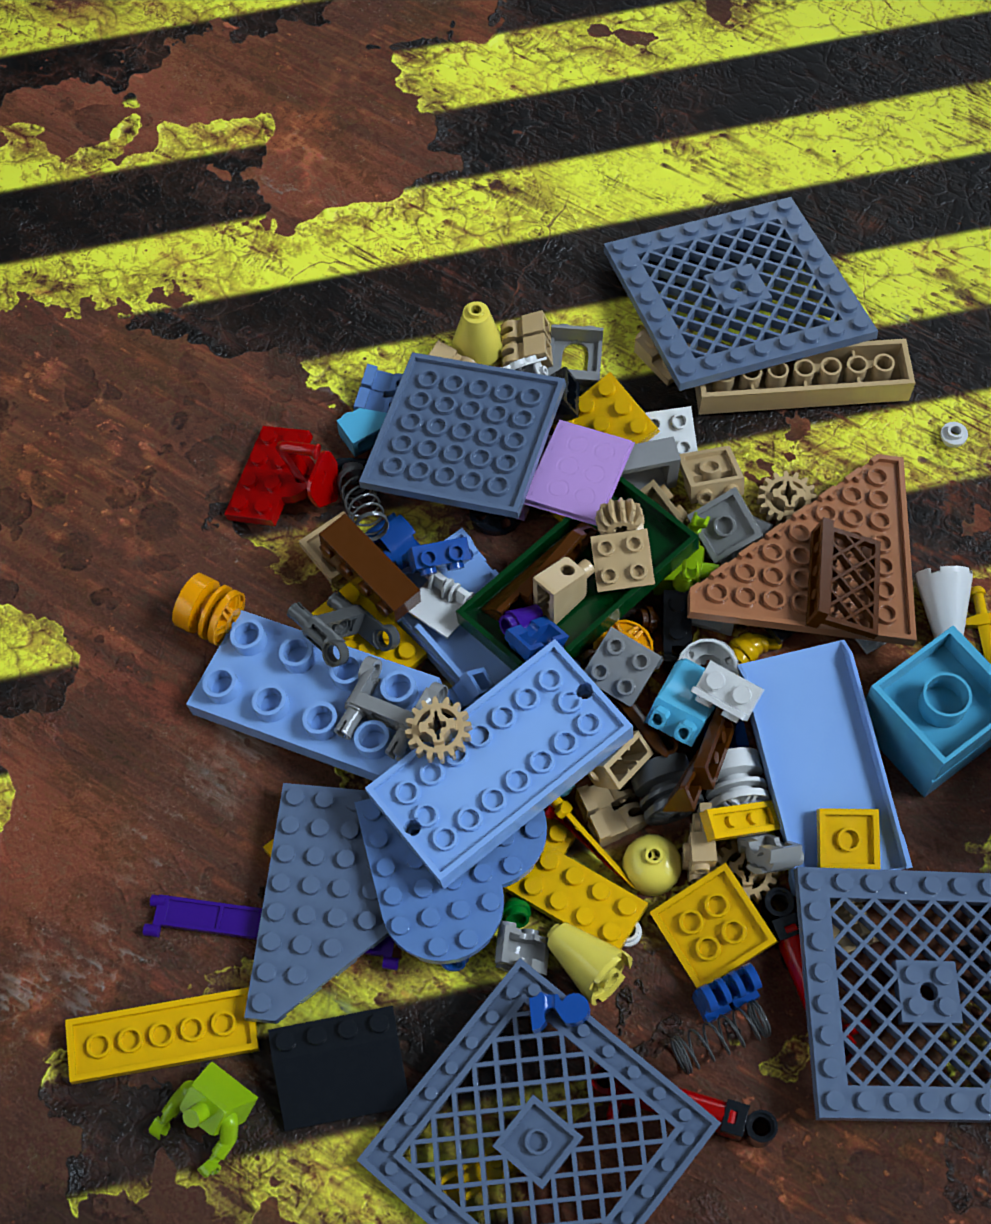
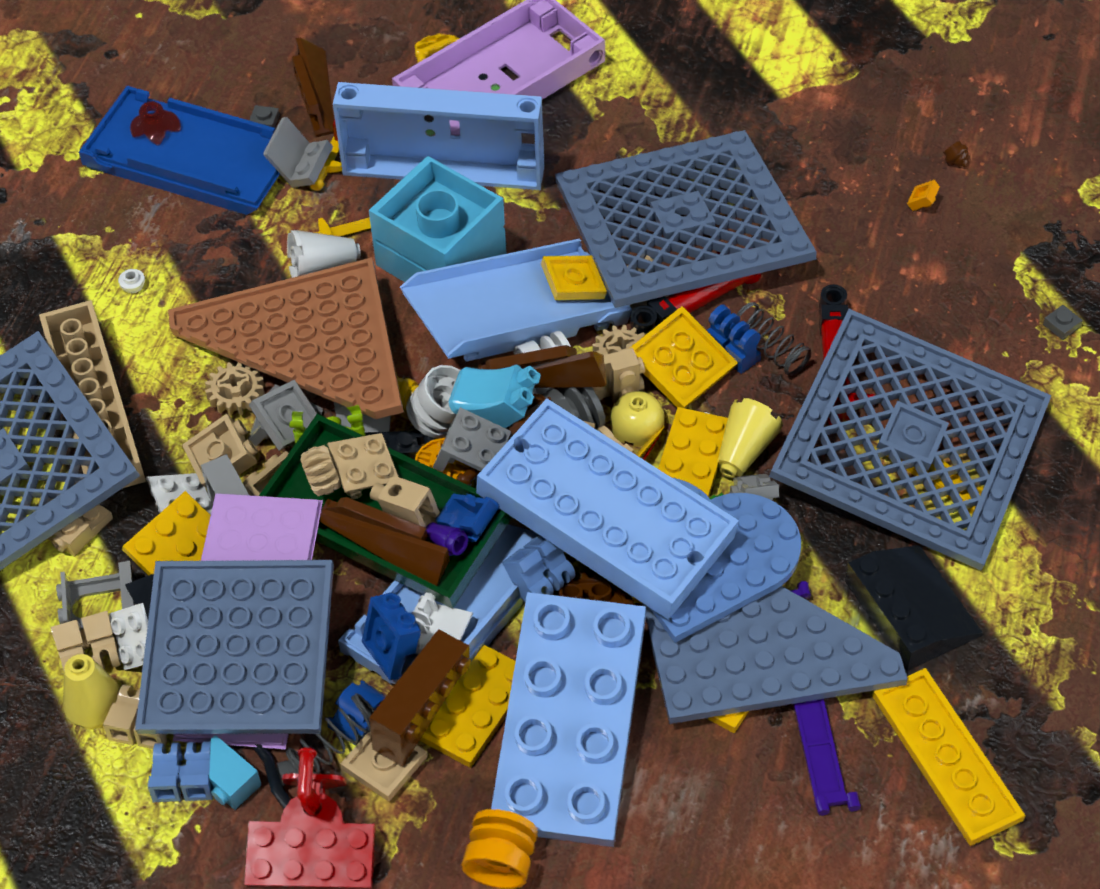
camera: 105 degrees left, 10 degrees down
(214, 1104) = (990, 684): lime torso -> none
(346, 620) = (501, 709): dark grey connector -> none
(363, 705) = (581, 646): light grey connector -> none
(450, 729) = (599, 547): tan gear -> none
(572, 1009) = (804, 418): blue leg -> none
(727, 691) = (482, 352): white bracket -> none
(739, 821) = (589, 340): yellow plate -> none
(770, 854) = (611, 323): light grey cylinder -> none
(820, 580) = (324, 322): reddish brown fence -> none

